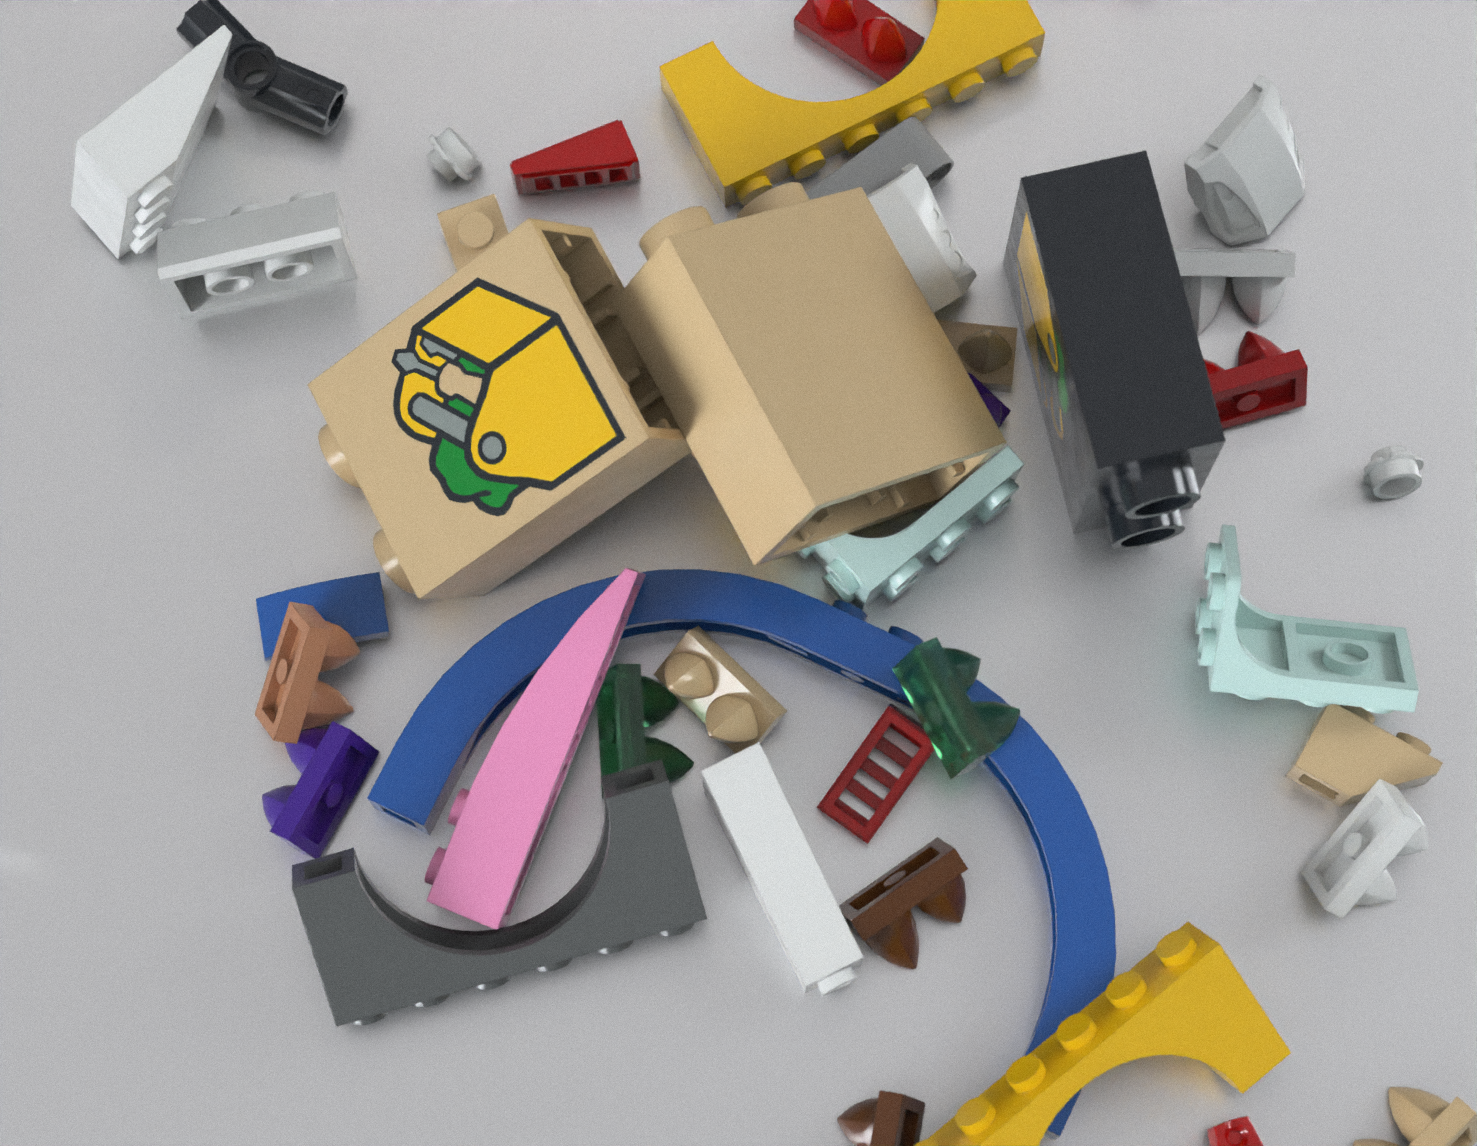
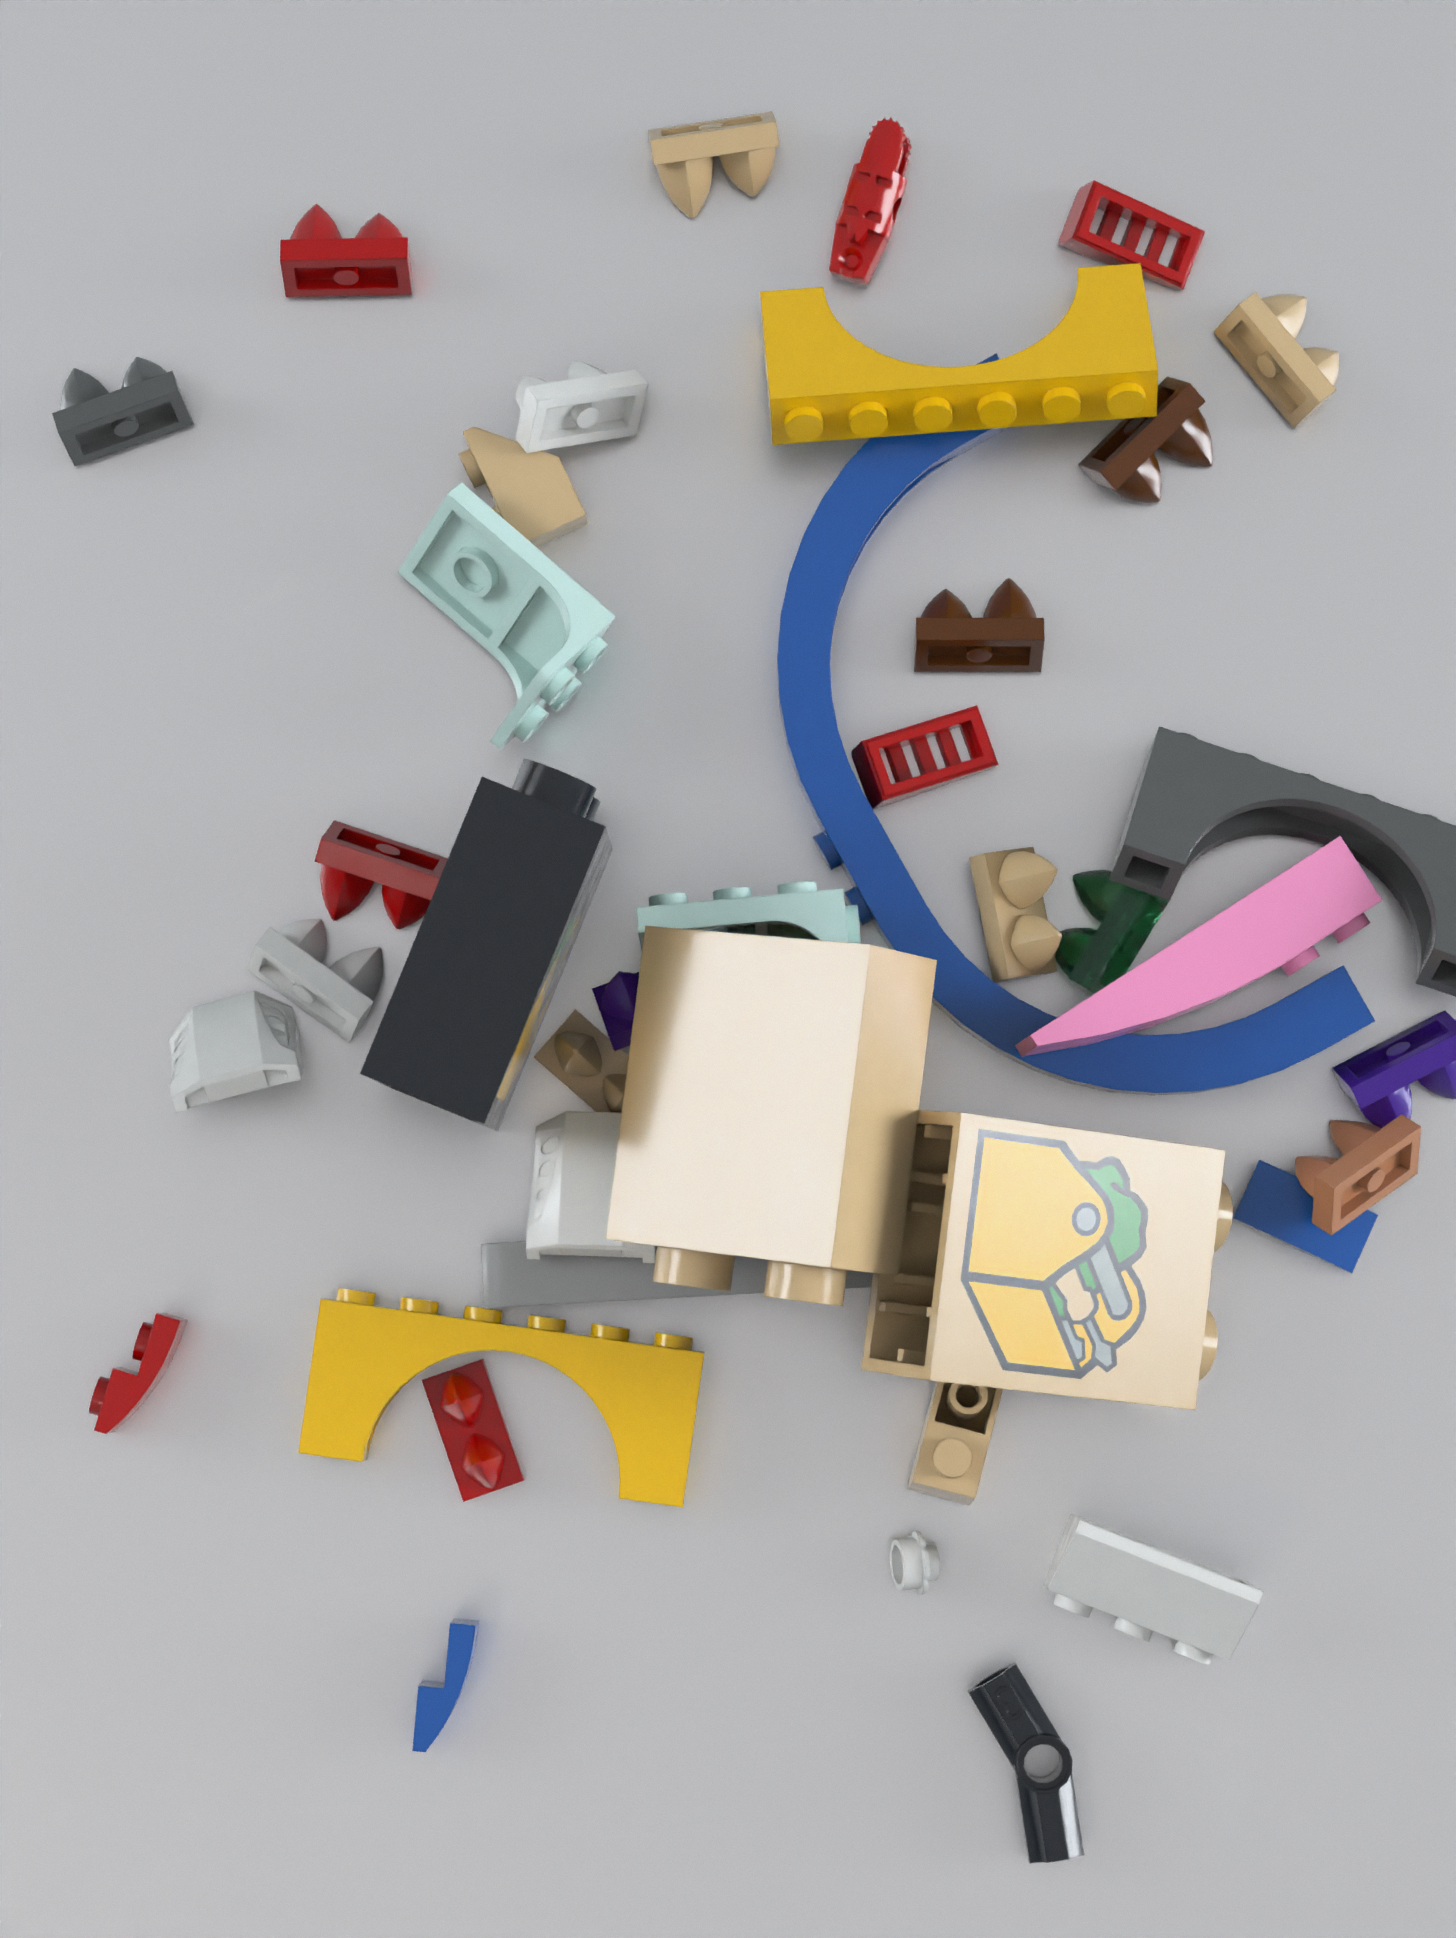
camera: 145 degrees left, 10 degrees up
(141, 151) = (1197, 1714): white slope -> none
(581, 161) = (795, 1470): red slope -> none
(782, 870) = (1069, 723): white slope -> none
(937, 689) = (846, 729): clear green tile -> none
(1393, 472) = (307, 708): white plate -> none

